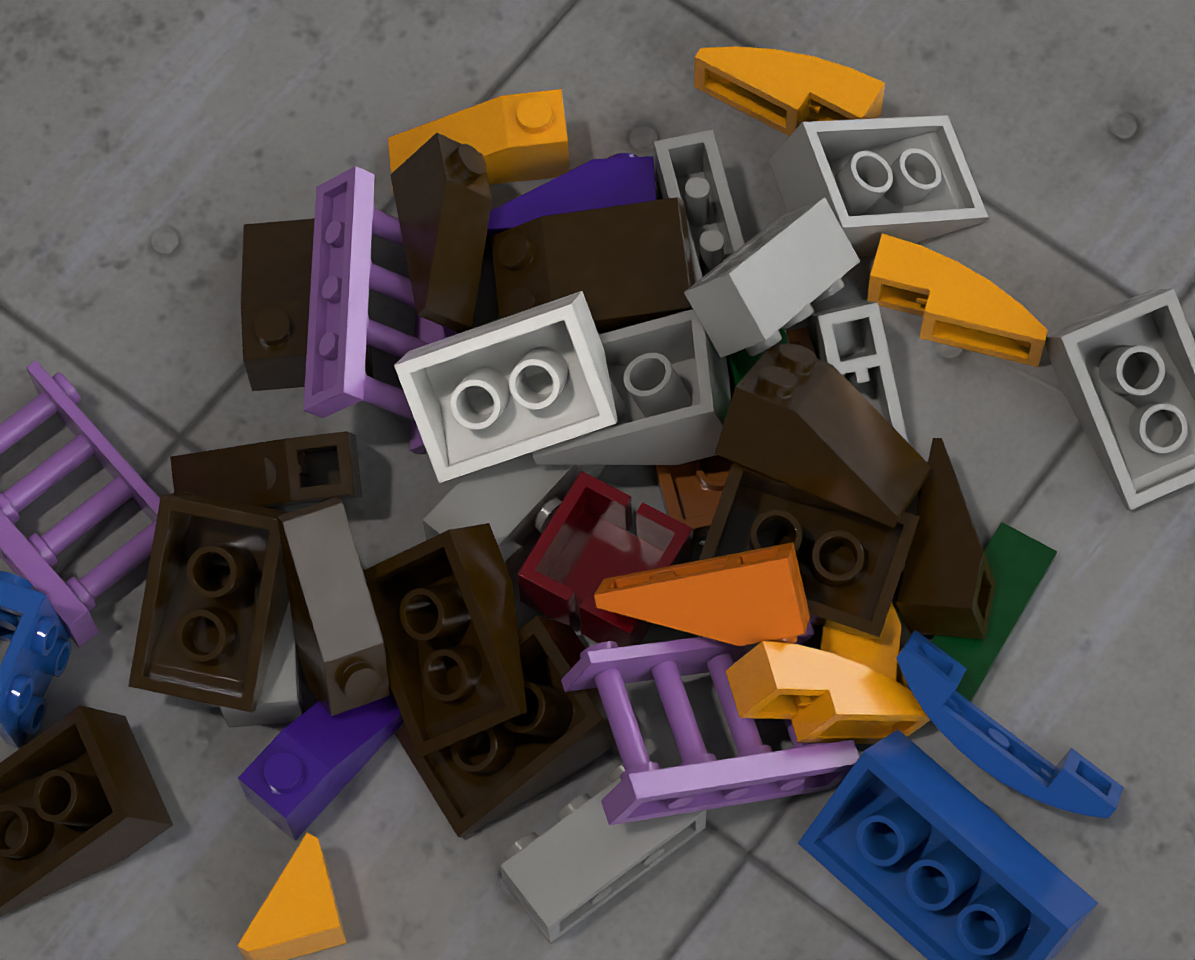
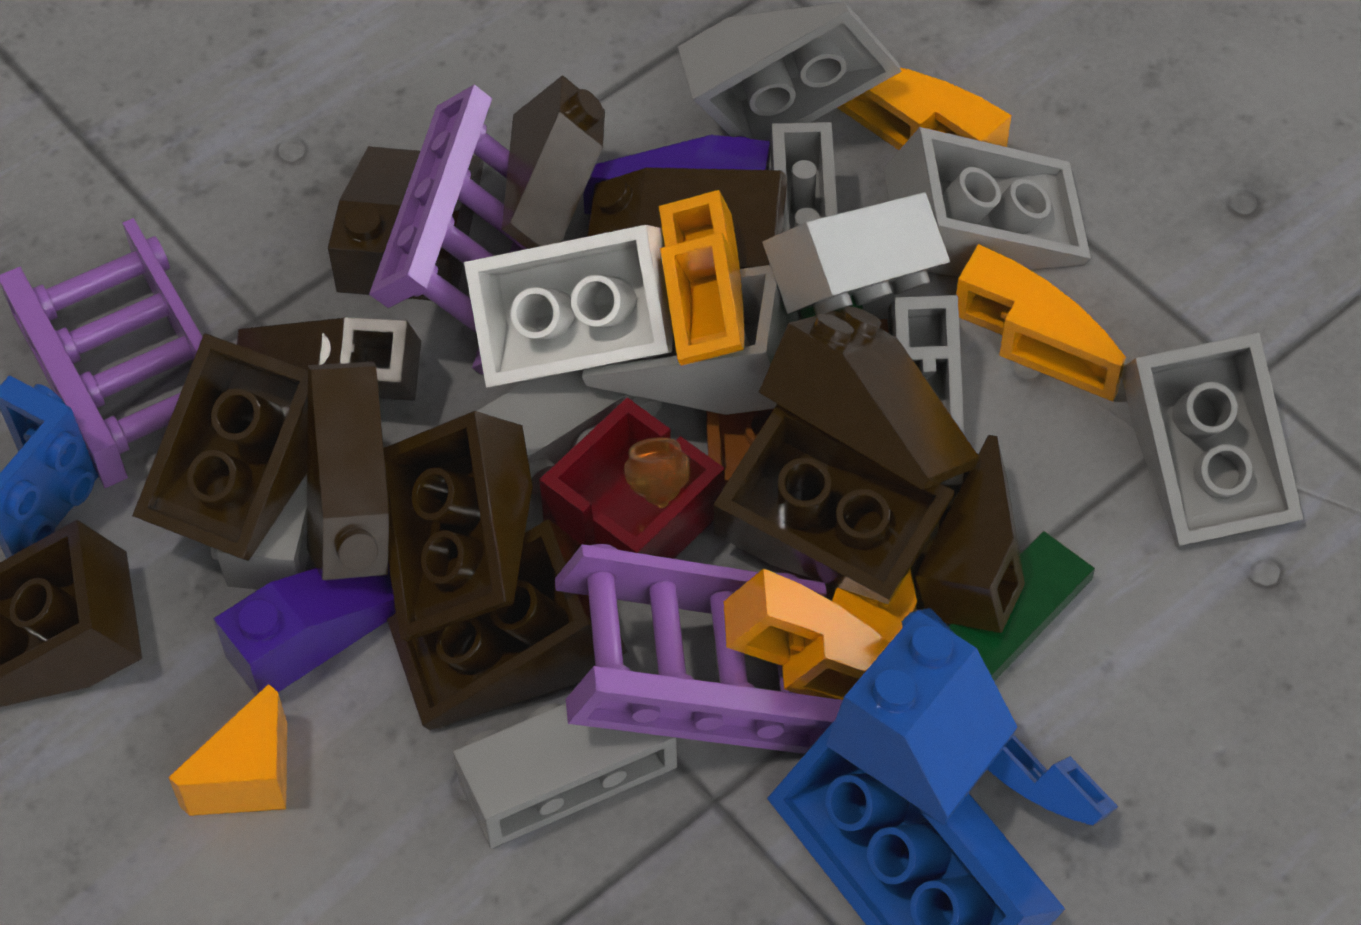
camera: 10 degrees right, 10 degrees down
(516, 133) = (642, 107): light orange slope -> none
(629, 542) = (657, 470): none -> clear orange plate
(633, 341) = (702, 277): none -> light orange slope
(648, 82) = (783, 67): none -> light grey slope
(722, 598) = (735, 528): orange slope -> none
(942, 756) = (924, 718): none -> blue slope

